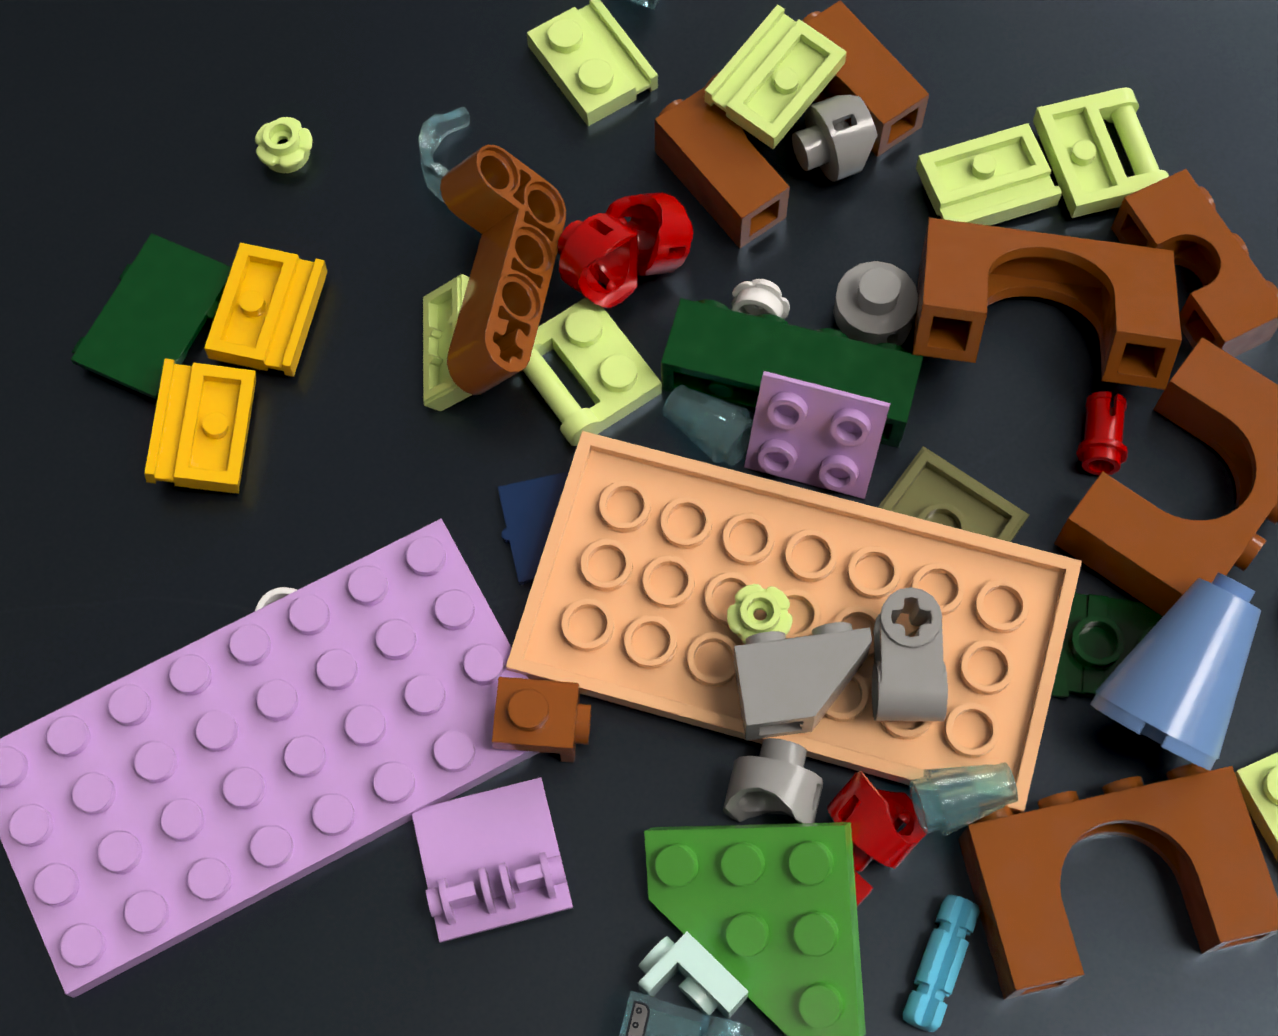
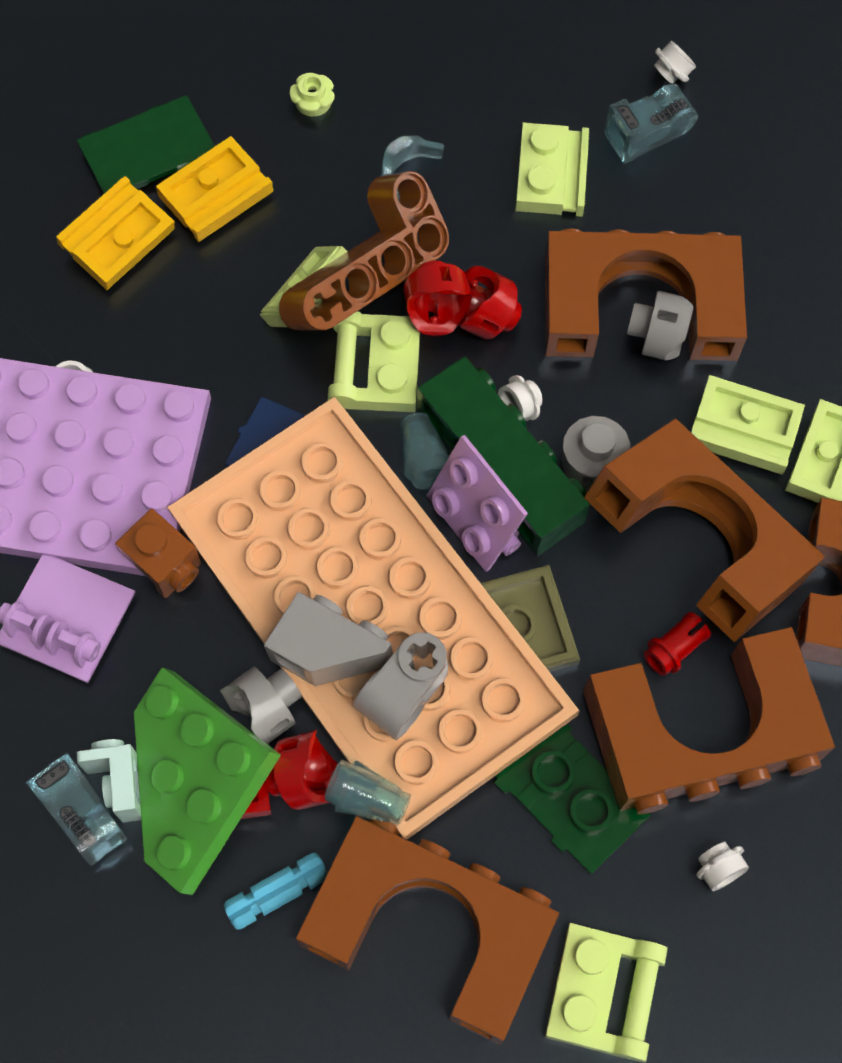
camera: 35 degrees right, 0 degrees up
(753, 598) = (346, 575): yellowish green plate -> none
(775, 76) = (647, 255): yellowish green plate -> none
(1186, 671) = (575, 830): medium blue cone -> none

